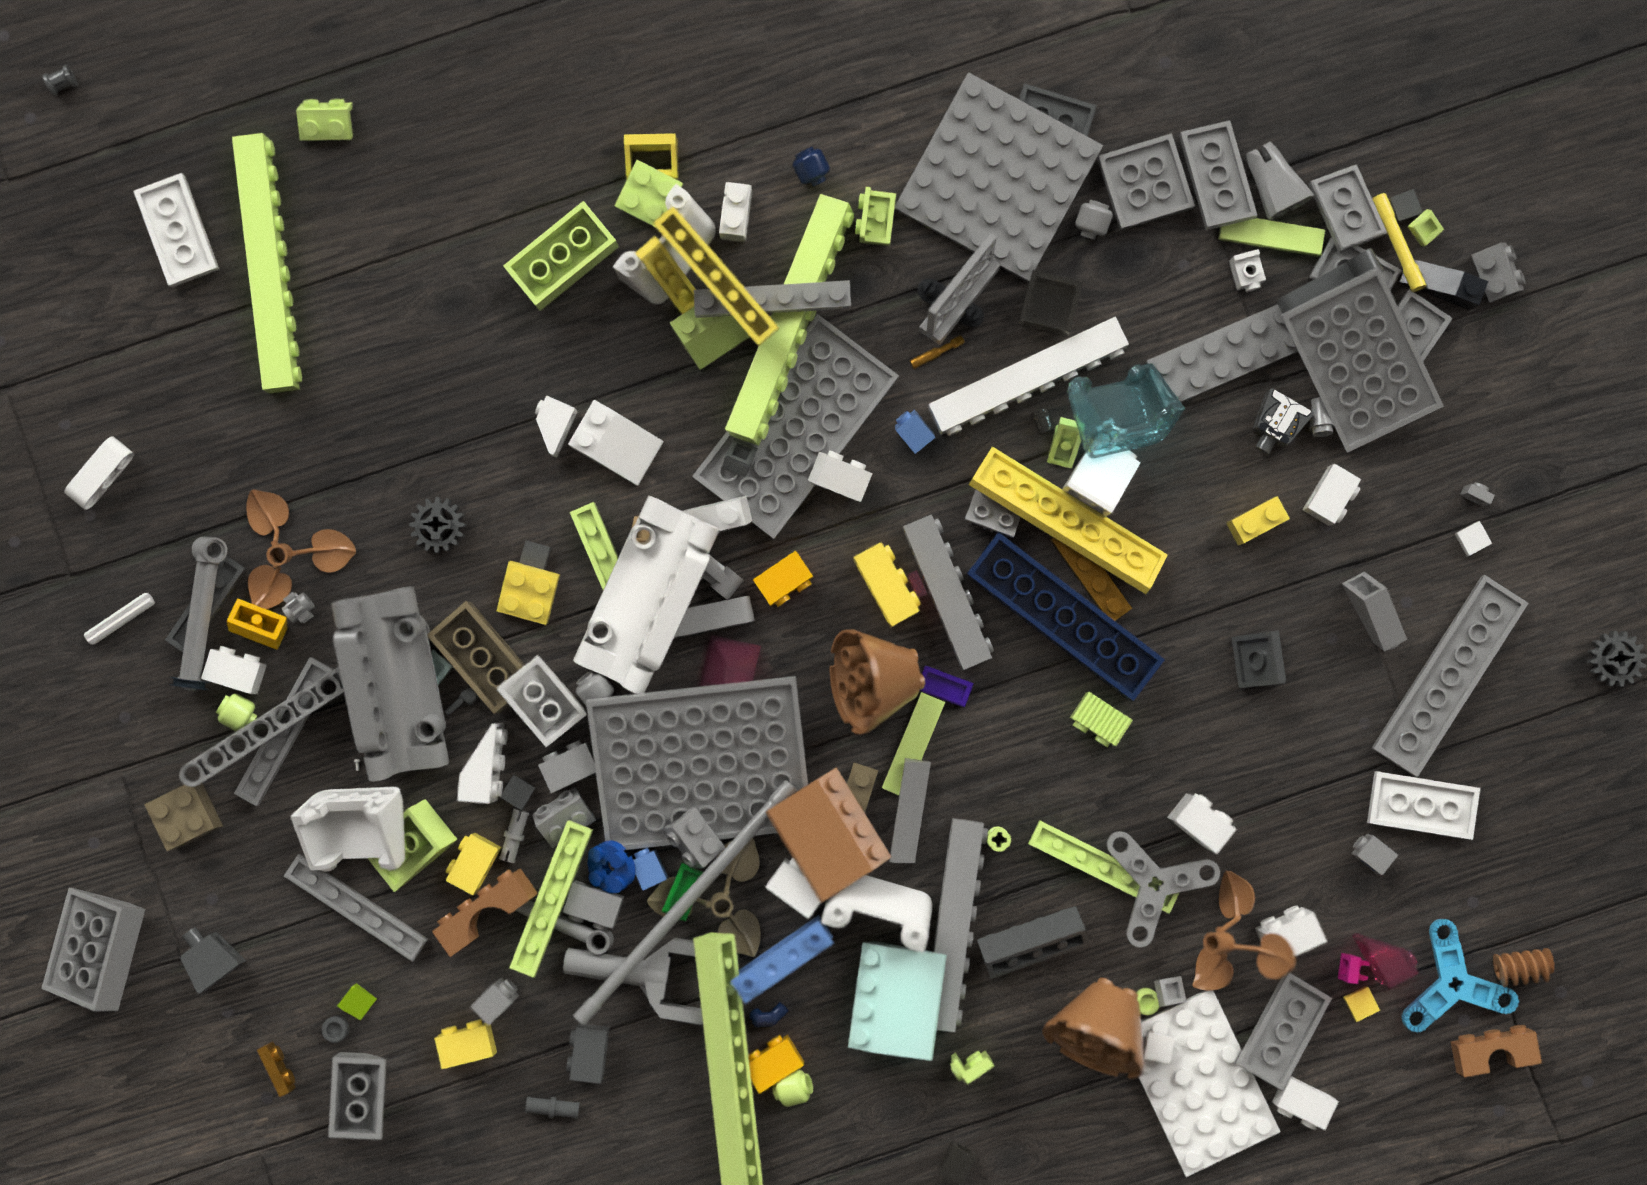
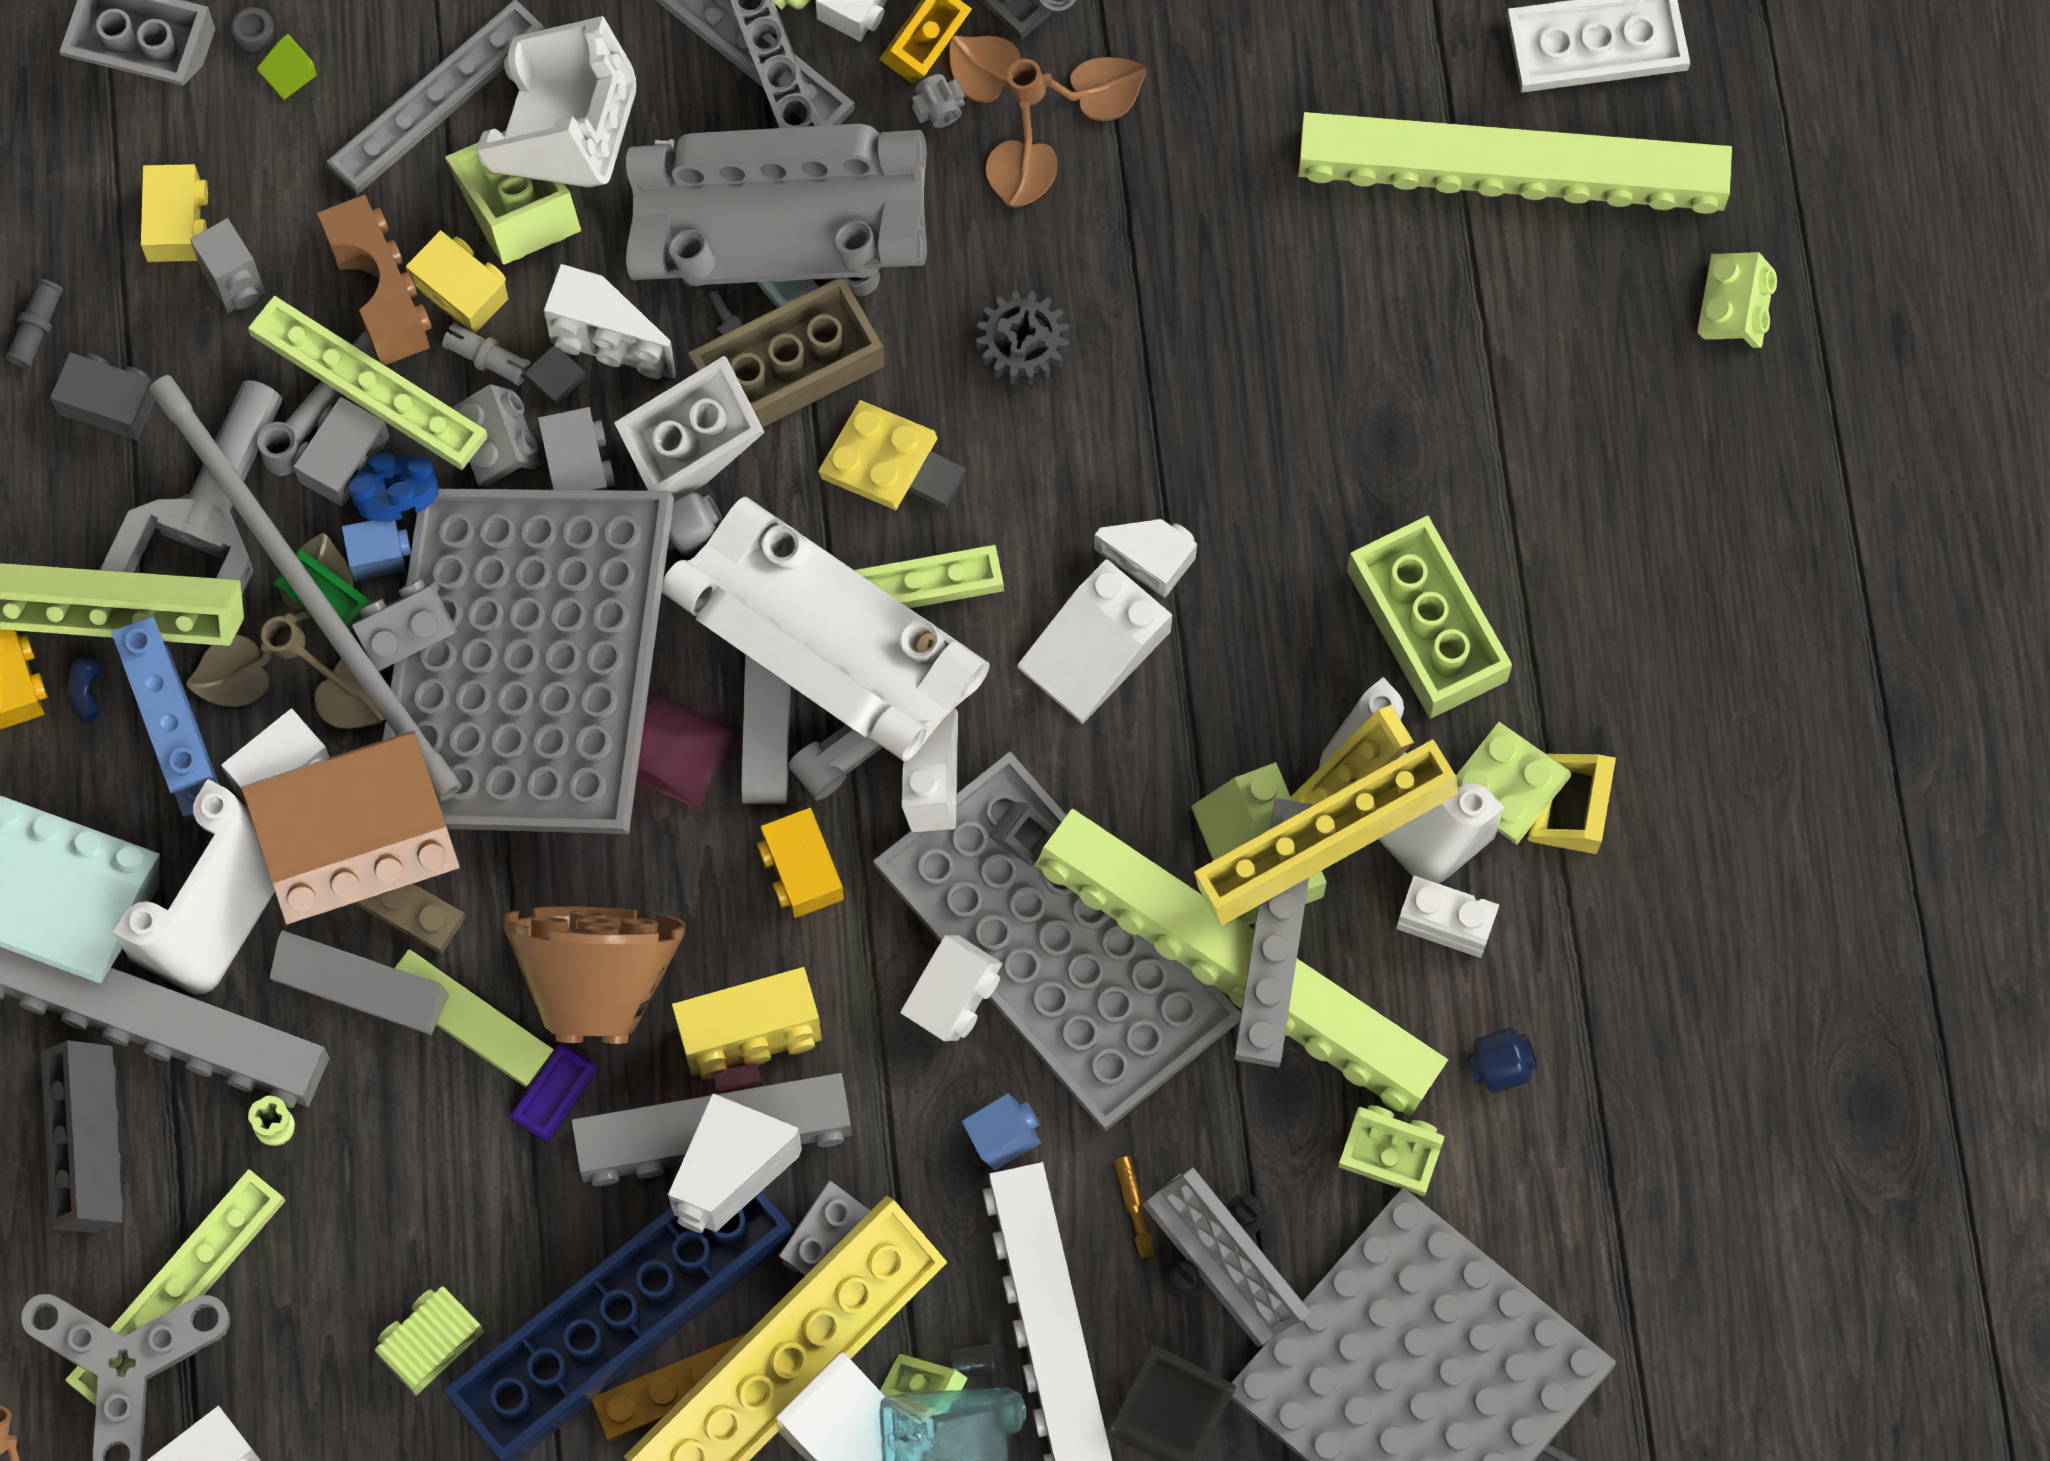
camera: 95 degrees right, 15 degrees down
(979, 571) = (730, 1163): none -> white slope

